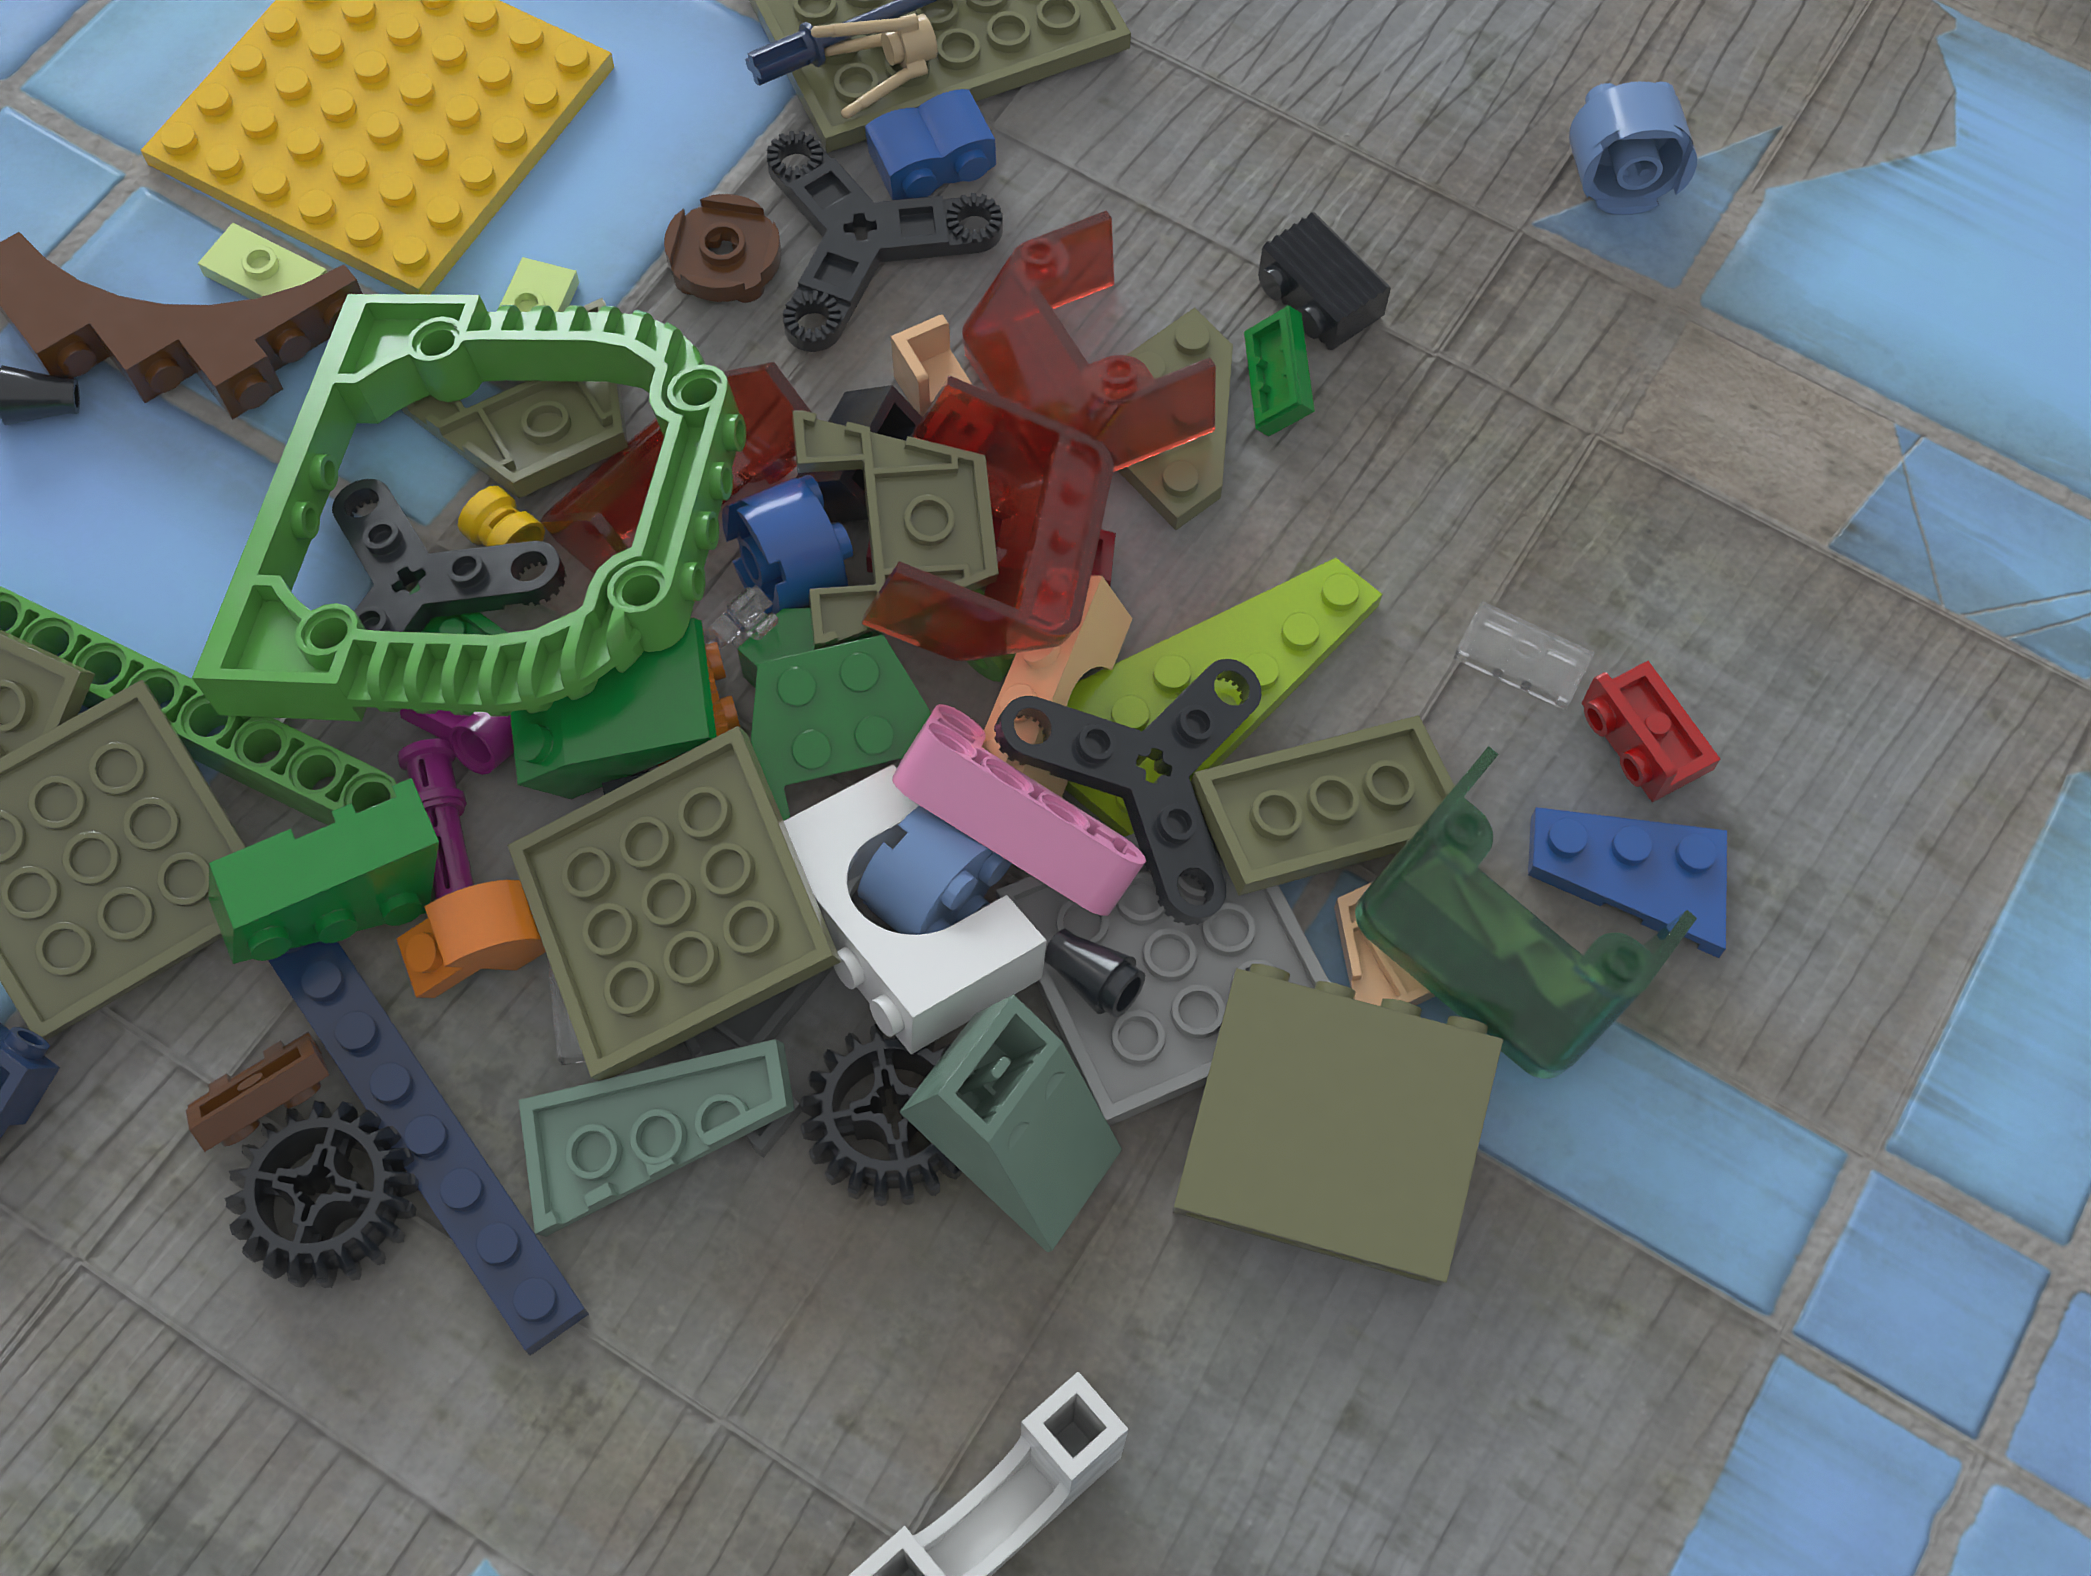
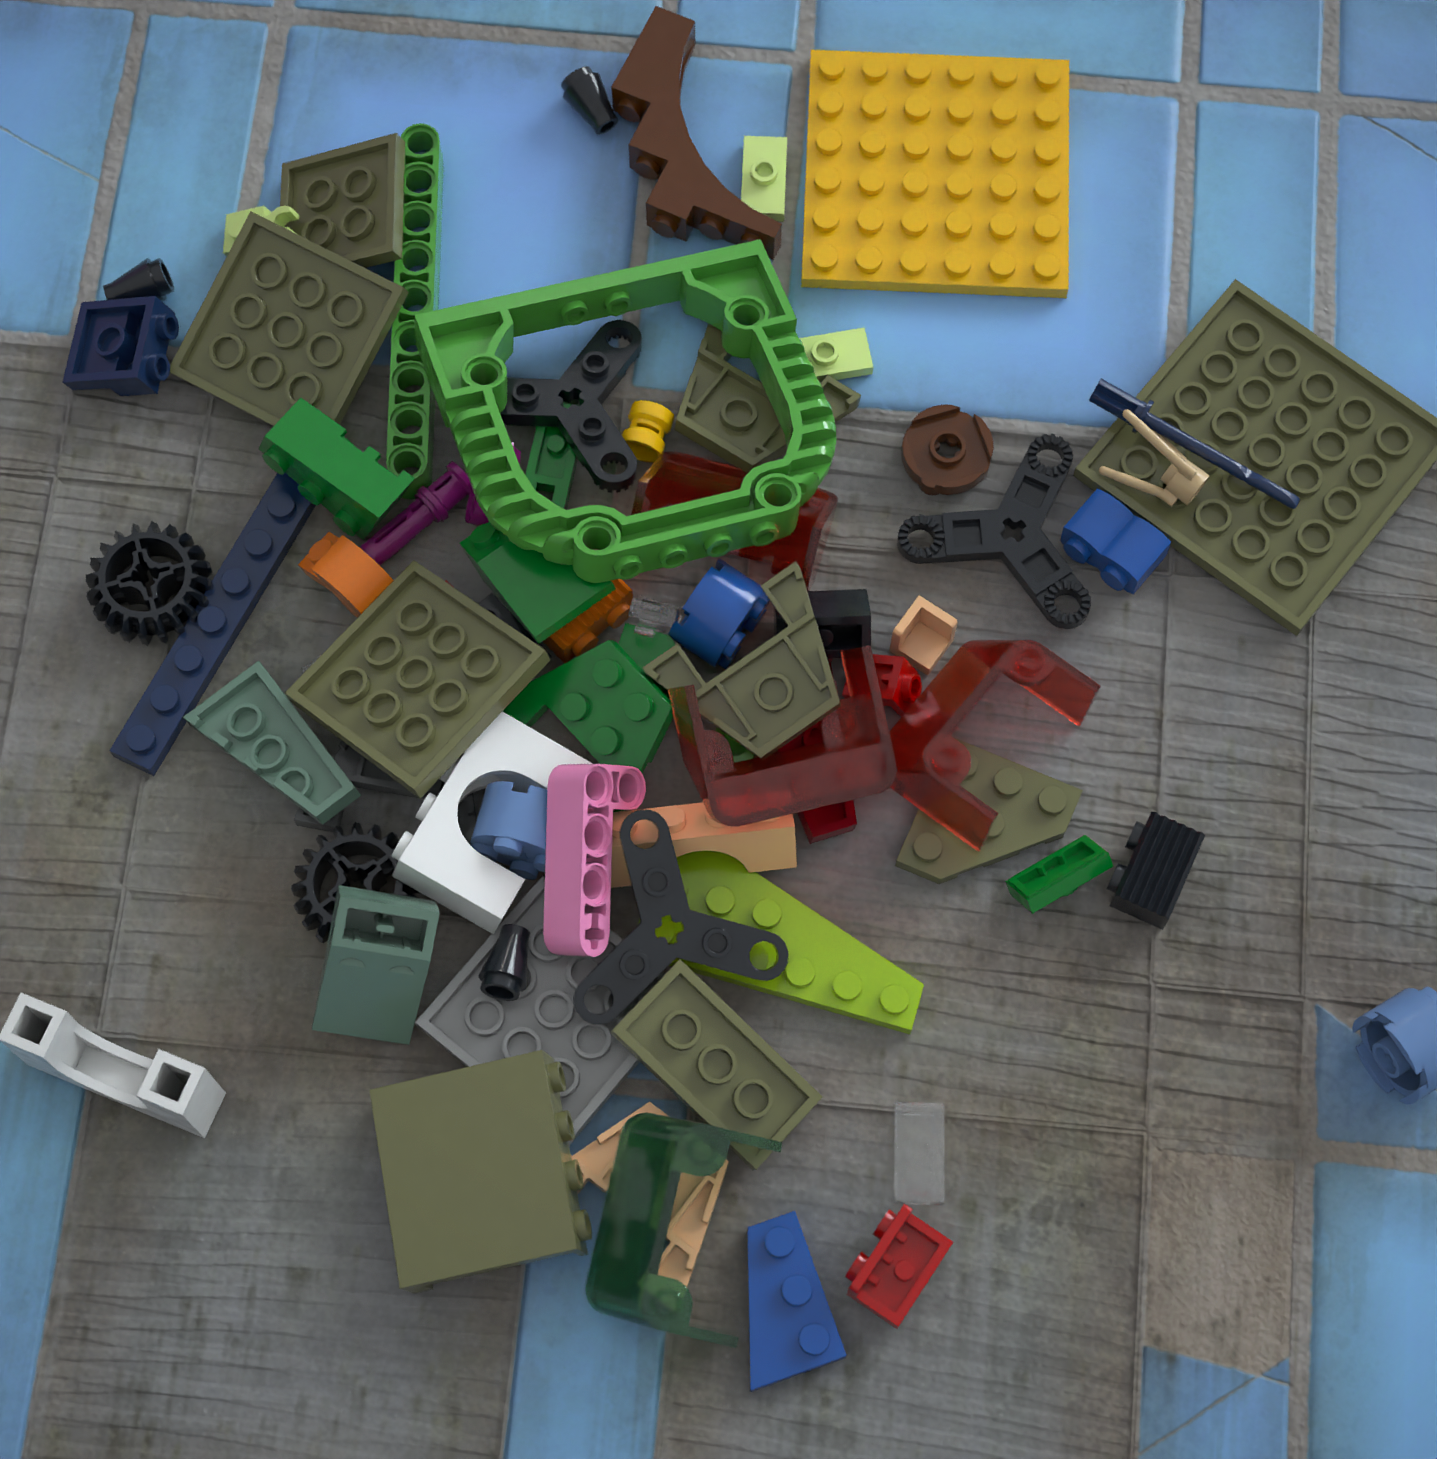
camera: 65 degrees right, 5 degrees up
(235, 1104) = (189, 509): reddish brown plate -> none

